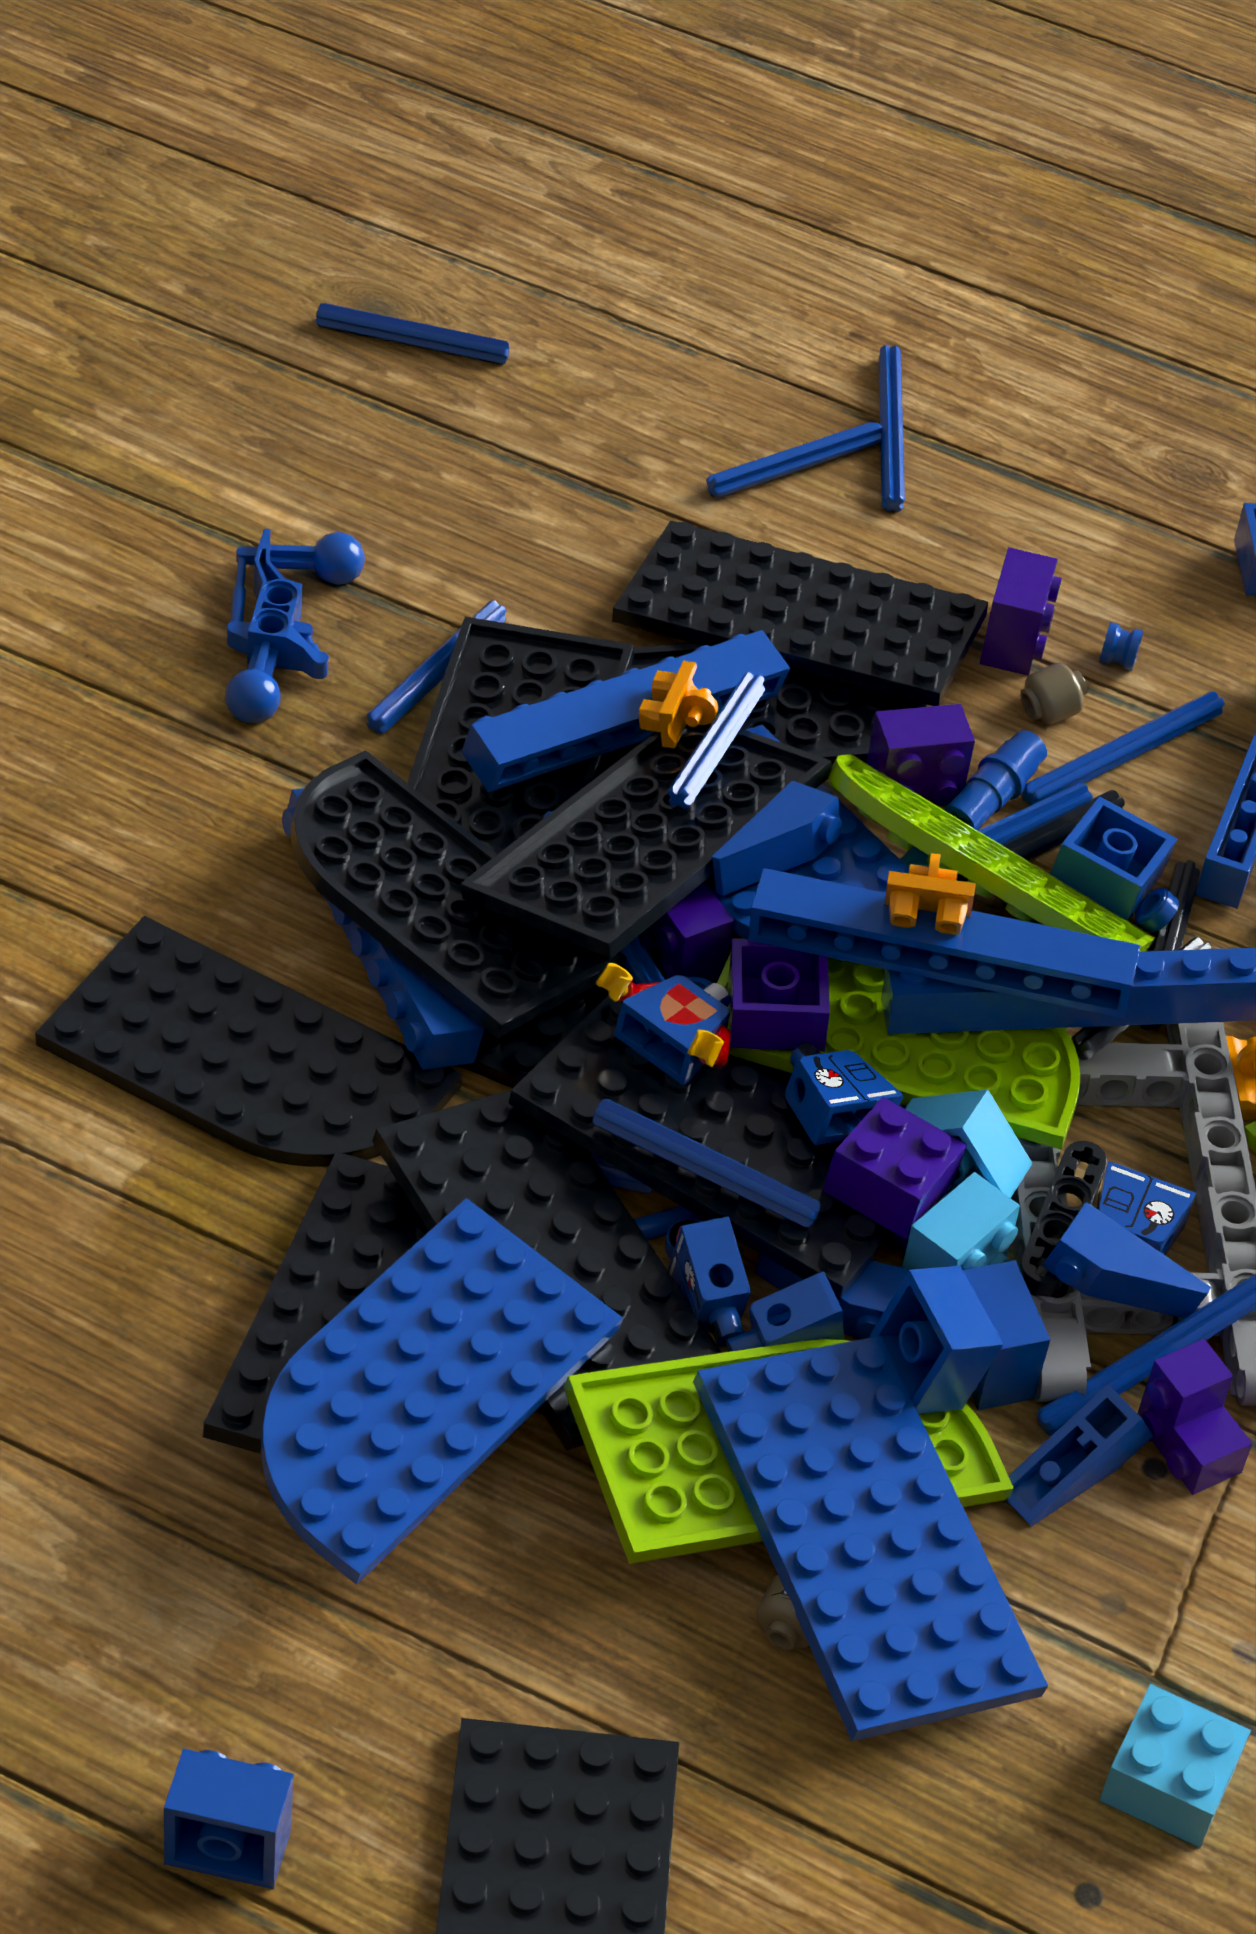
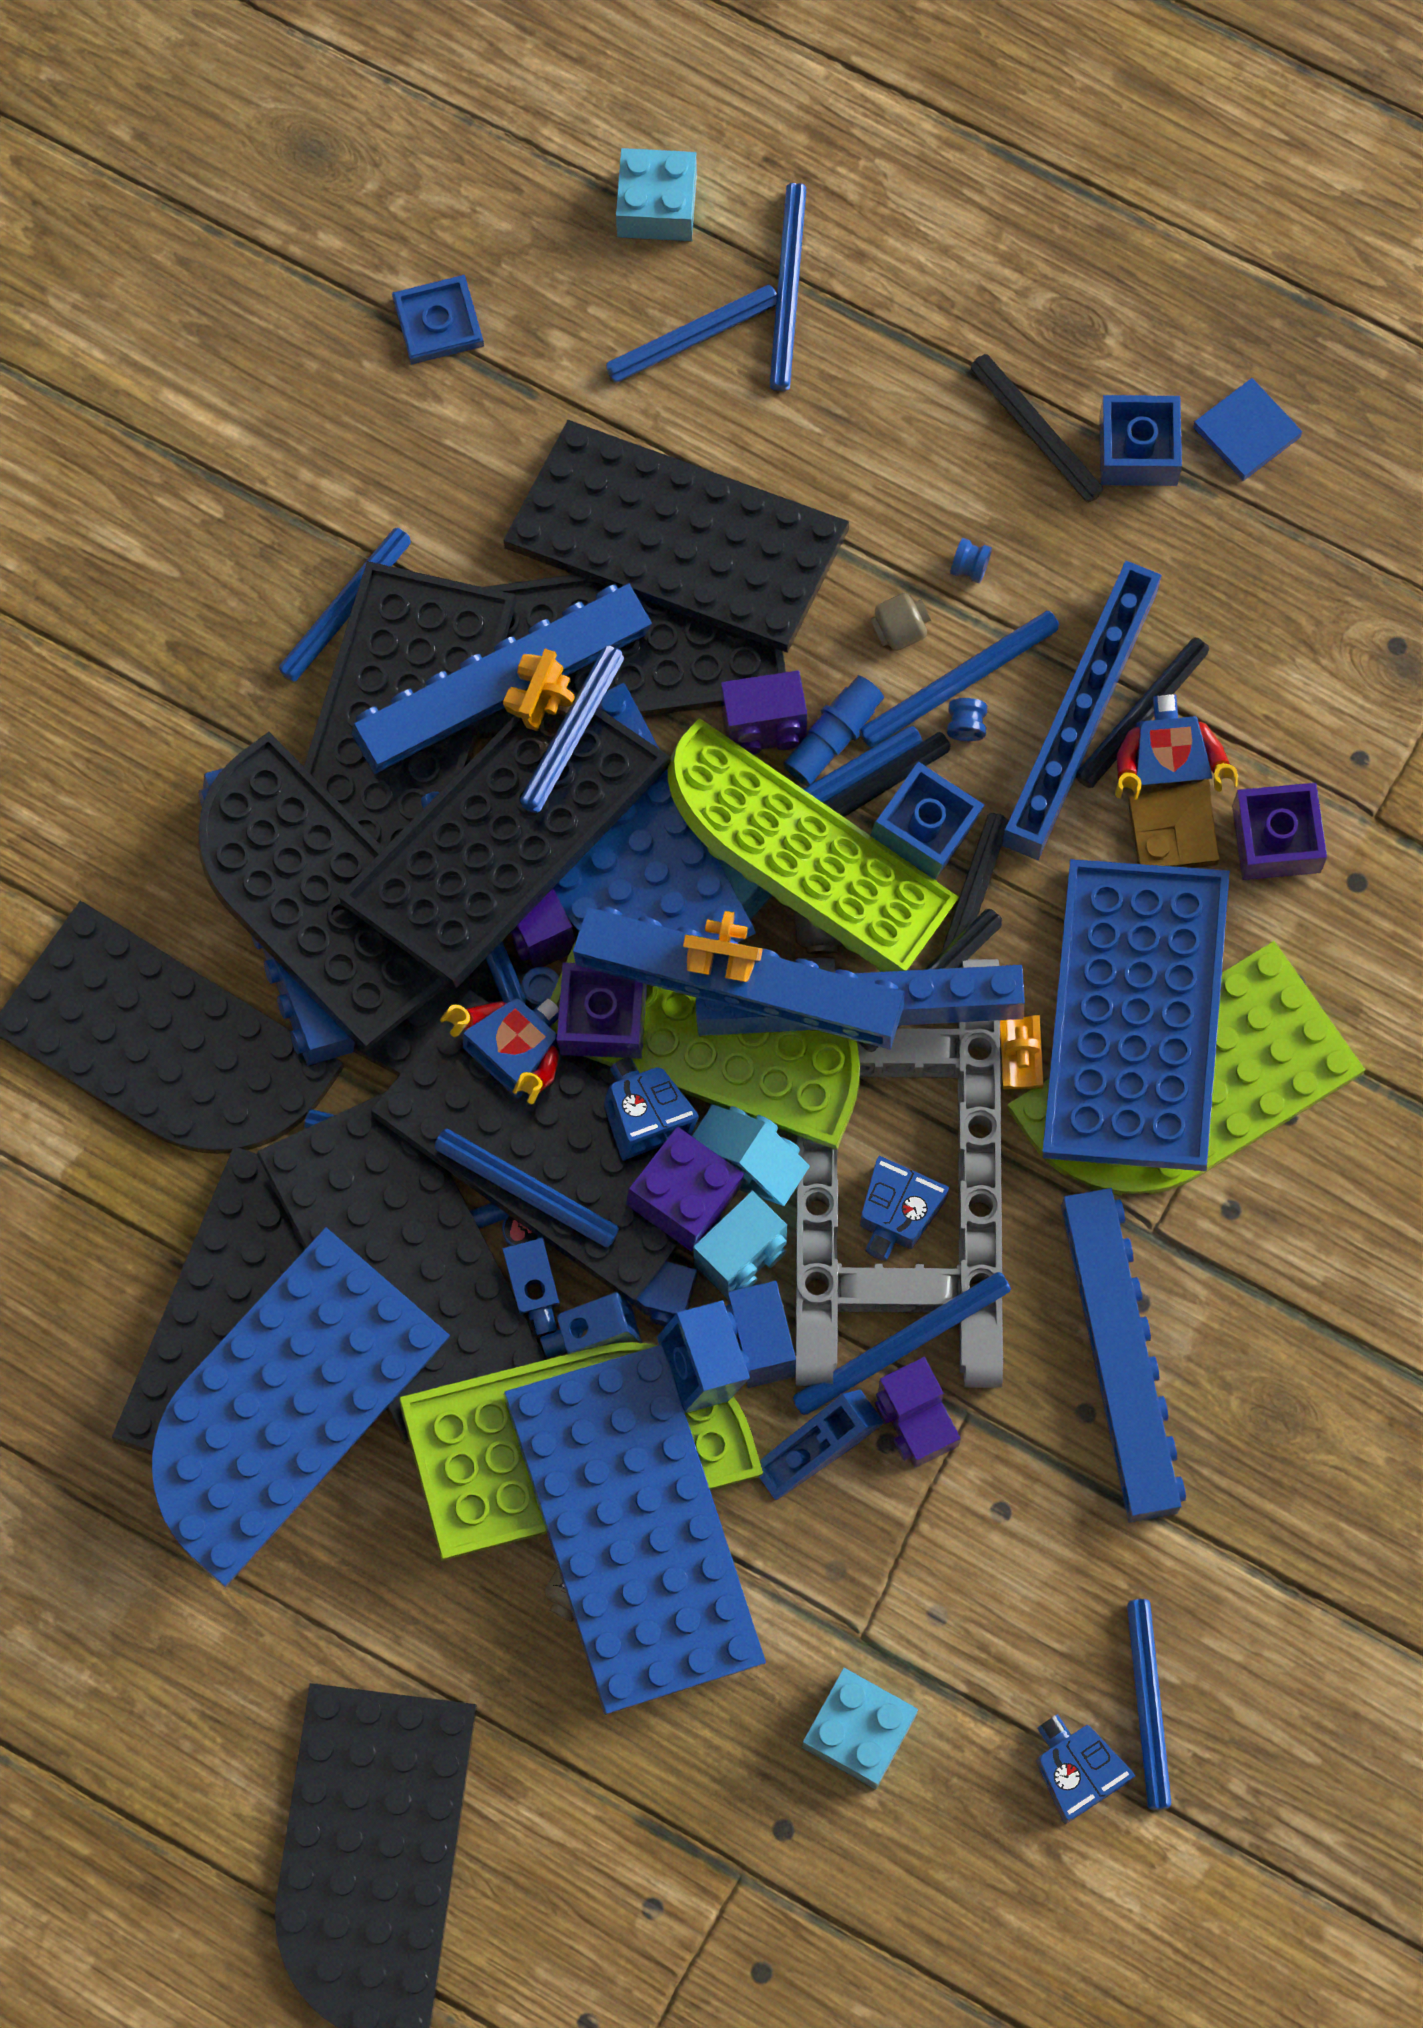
camera: 10 degrees right, 25 degrees up
(228, 1817) = (124, 1780): blue brick -> none
(275, 632) = (258, 484): blue piece -> none
(412, 333) = (342, 187): blue axle -> none
(521, 440) = (437, 319): none -> blue tile
(747, 346) = (656, 194): none -> medium azure brick
(779, 837) = (616, 845): blue slope -> none
(1021, 612) = (877, 533): dark purple brick -> none
(1058, 1216) = (833, 1221): black beam -> none
(1117, 1266) = (857, 1277): blue slope -> none
(1139, 779) = (967, 719): none -> blue wheel
(1156, 910) = (961, 871): blue tile -> none
(1171, 546) = (1037, 428): none -> black axle

